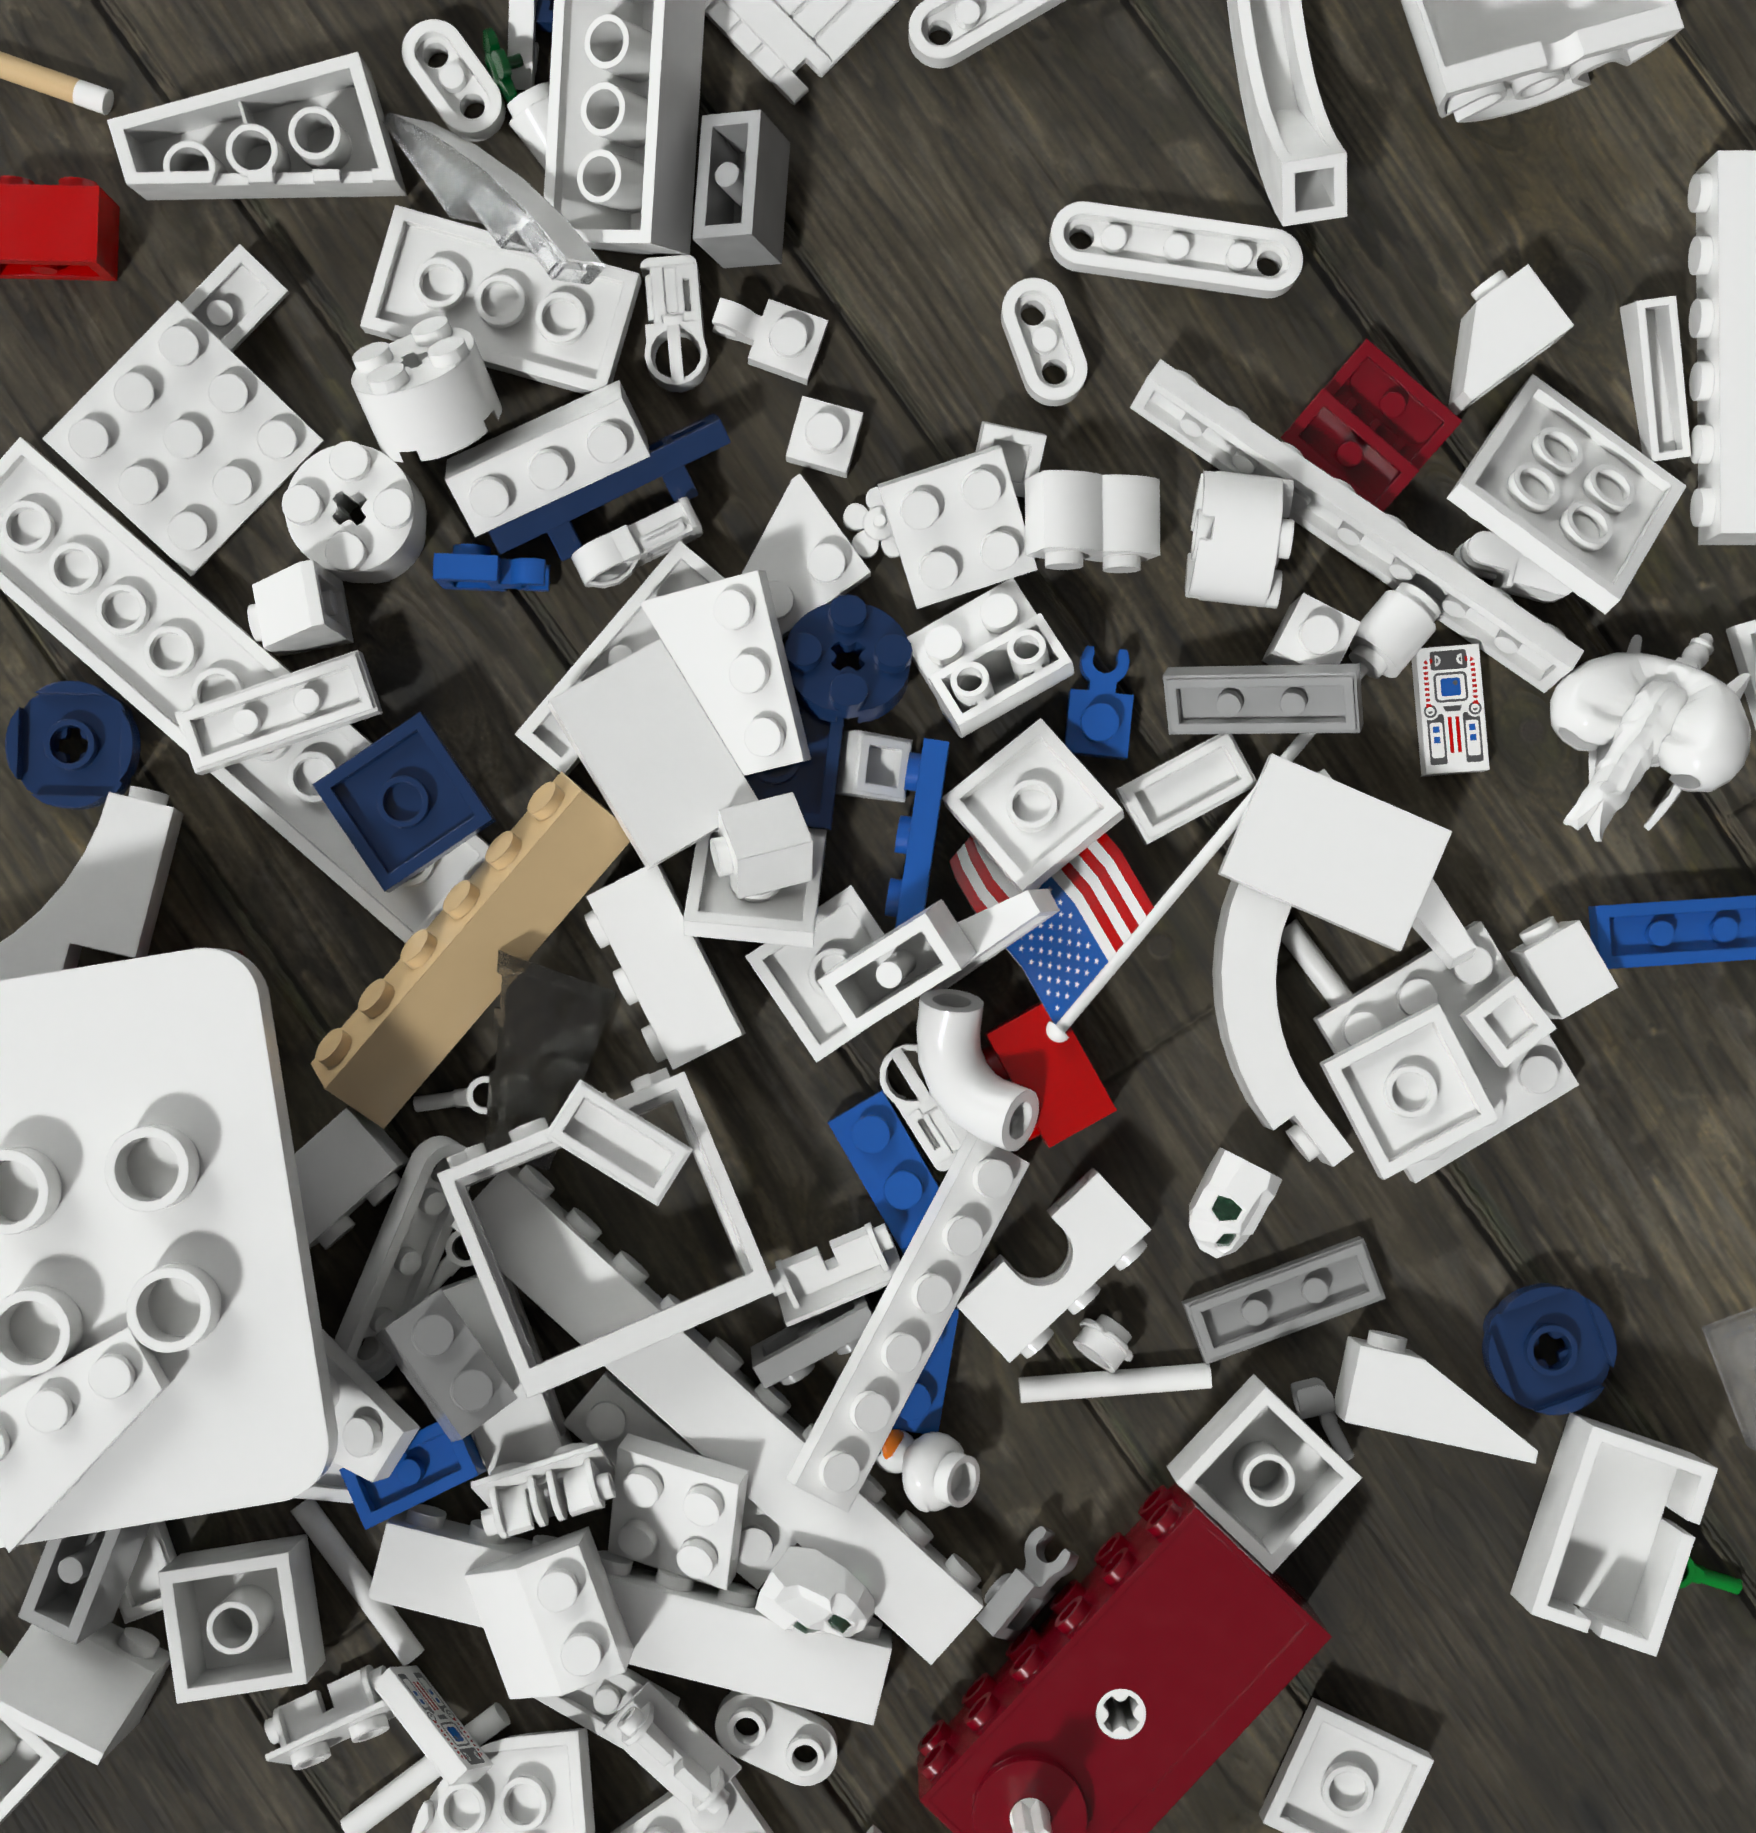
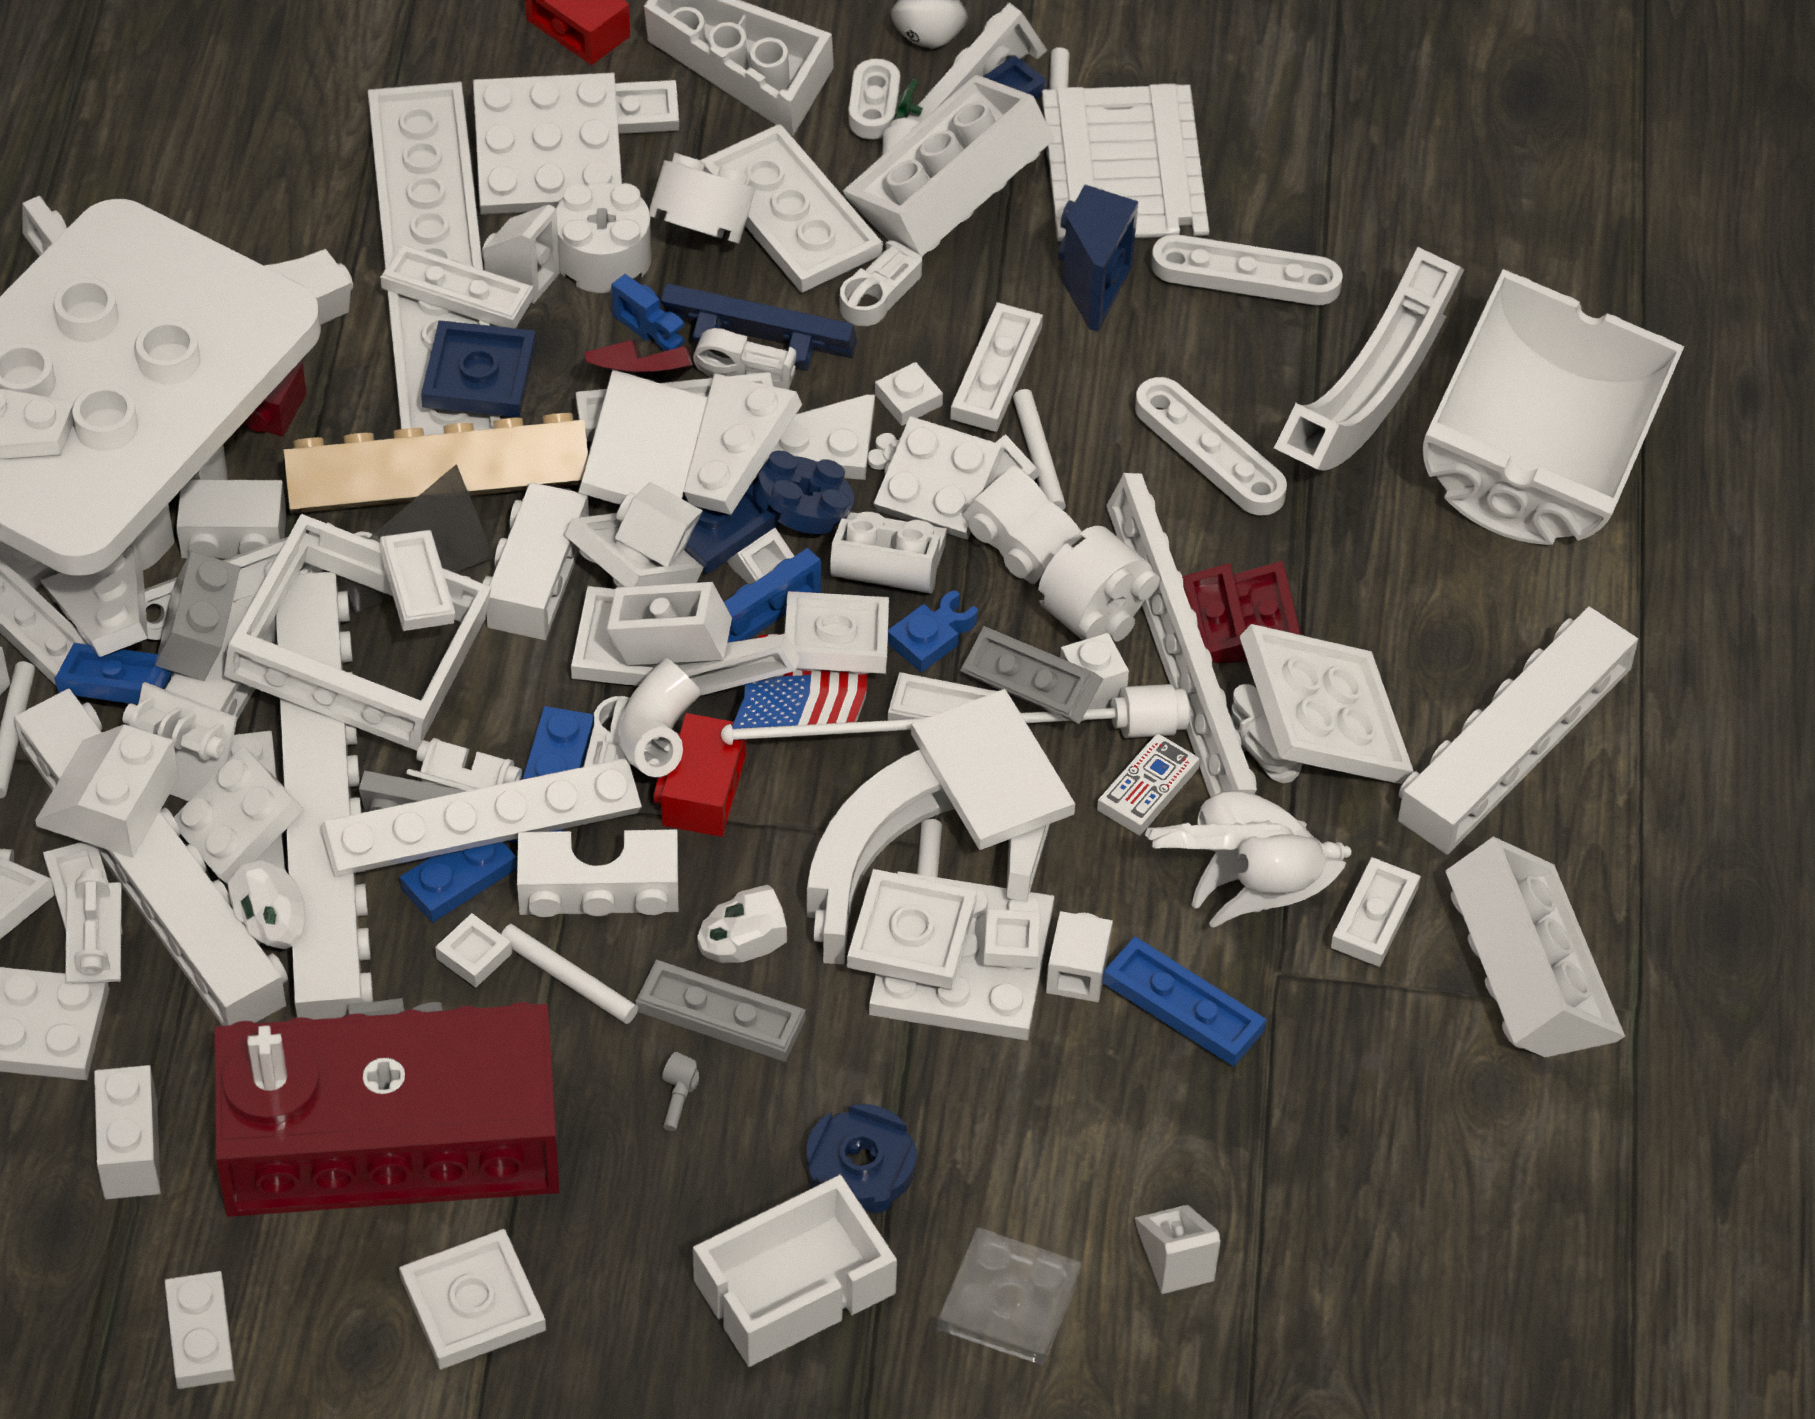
camera: 40 degrees right, 35 degrees down
(50, 717) = (346, 213): dark blue plate -> none
(485, 191) = (835, 150): clear slope -> none
(546, 458) = (737, 274): white brick -> none
(551, 652) = (627, 357): none -> dark red slope
(741, 189) = (980, 241): light grey brick -> none
(779, 1734) = (153, 995): white plate -> none
(781, 339) = (929, 333): white plate -> none
(875, 106) = (1097, 250): none -> dark blue slope
(885, 331) = (996, 367): none -> white plate
(931, 1468) = (407, 917): white animal -> none
(1010, 397) = (1038, 446): none -> white bar
(1015, 1442) = (473, 950): none -> white plate
(1045, 344) = (1079, 442): white plate -> none
(1104, 1342) = (585, 941): white plate -> none
(1263, 1473) = (608, 1066): white brick -> none
(1404, 1394) = (741, 1105): white slope -> none
(1503, 333) = (1368, 616): white slope -> none
(1657, 376) = (1451, 706): white piece -> none
(1700, 1575) = (822, 1359): green hand -> none

